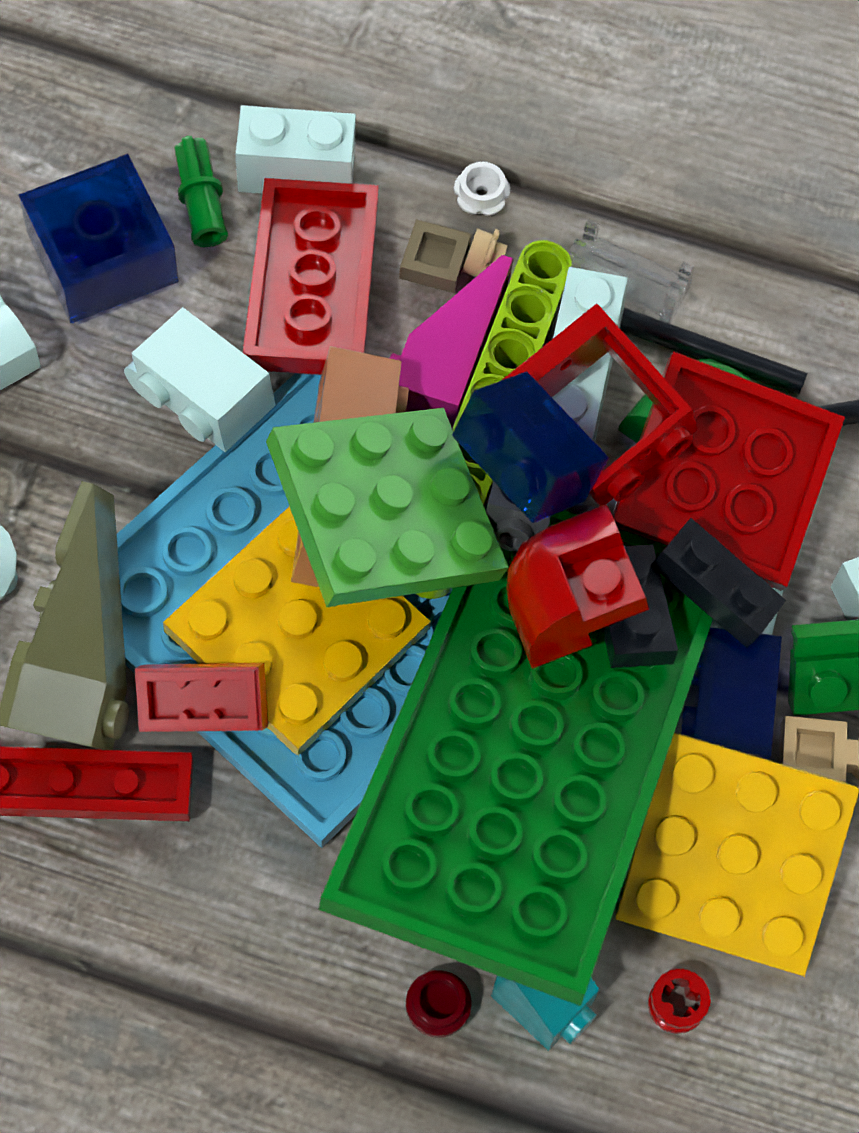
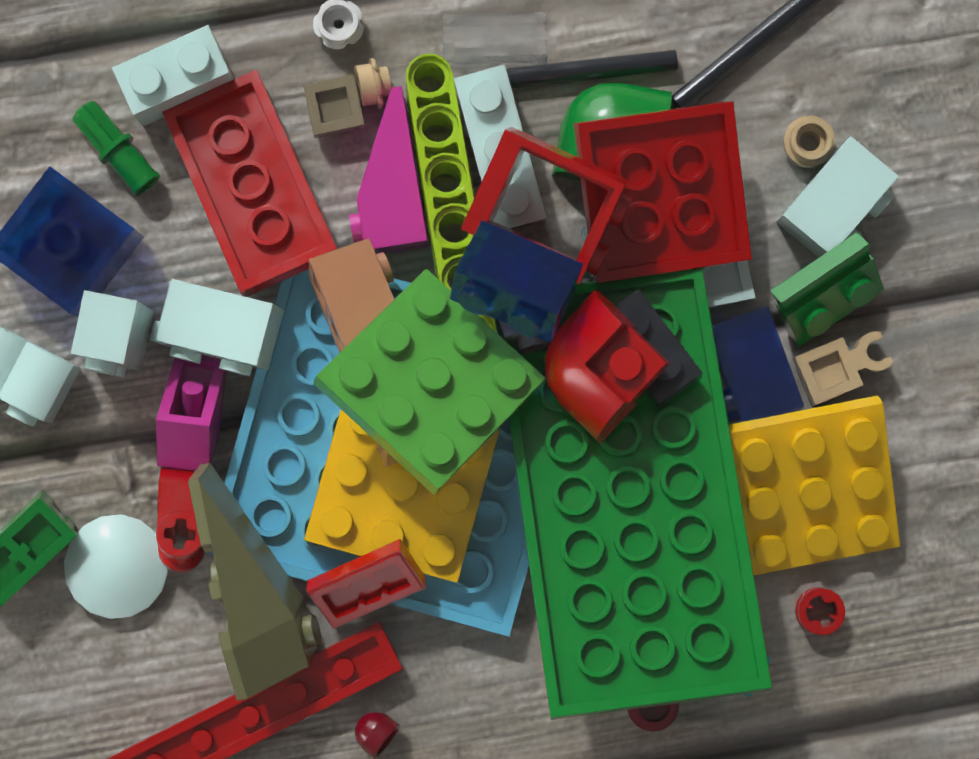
camera: 25 degrees left, 20 degrees up
(35, 547) = (176, 519): none -> red piece
(92, 332) = (111, 333): none -> light aqua brick
(120, 872) = (375, 732): none -> dark red hinge
(124, 451) = (190, 414): none -> dark pink slope
(718, 583) = (702, 293): black plate -> none

